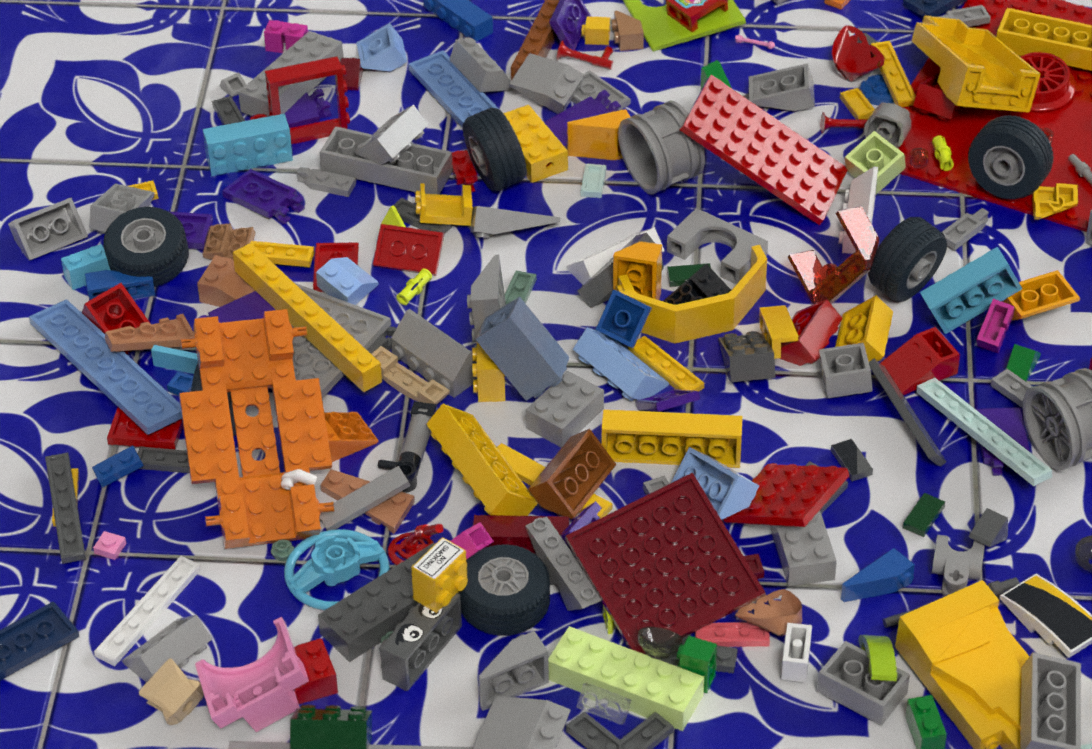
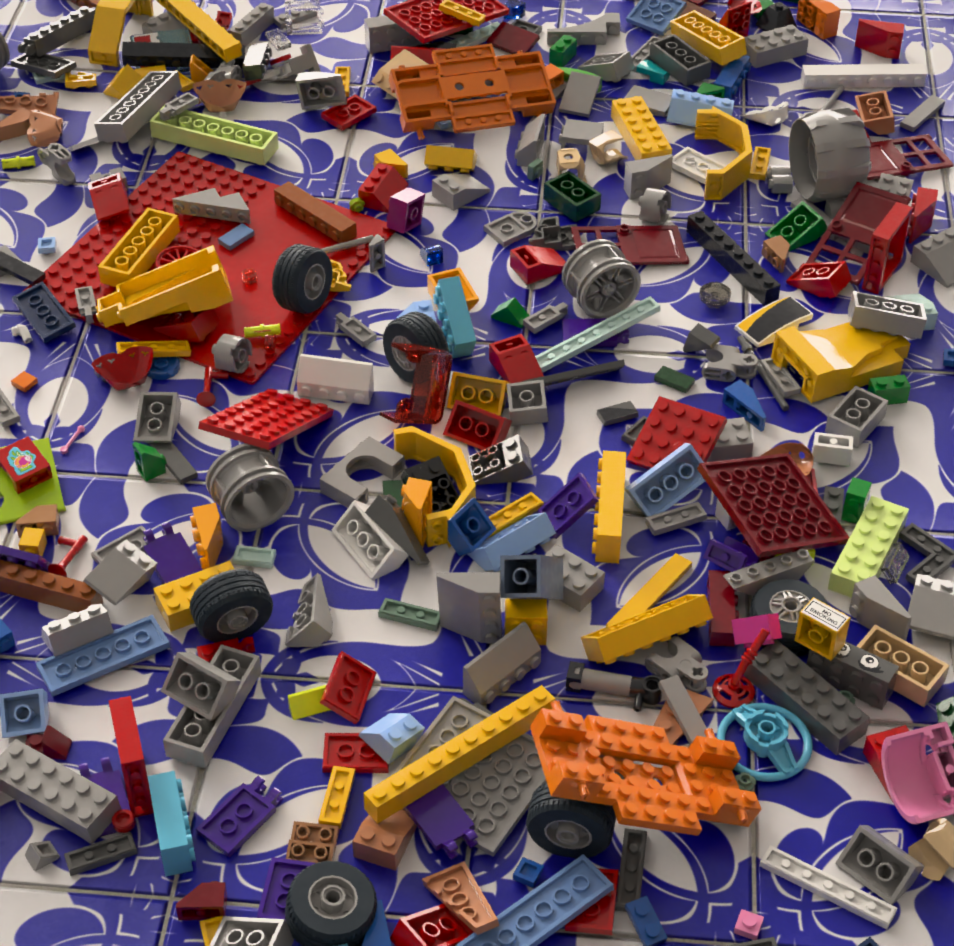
camera: 90 degrees left, 0 degrees up
(170, 180) = (203, 902): none -> dark red slope
(174, 359) = (497, 869): medium azure tile -> none
(298, 475) = (690, 749): white arm -> none
(326, 181) = (224, 762): light grey hinge -> none
(407, 294) = (394, 687): neon yellow pin -> none
(408, 214) = (292, 683): dark grey tile -> none
(408, 382) = (540, 674): tan slope -> none
(431, 685) = (918, 673): none -> tan brick
(435, 501) = (684, 663): none -> light grey piece
(444, 208) = (287, 657): yellow panel -> none
(573, 475) = (653, 571): dark orange slope -> none
(659, 642) = (847, 513): clear smoke piece -> none
(777, 327) = (480, 436): yellow panel -> none
(857, 103) = (178, 380): yellow tile -> none
(879, 153) = (273, 366): yellowish green brick -> none
(881, 657) = (835, 397): lime slope -> none
(995, 325) = (484, 321): dark pink piece -> none

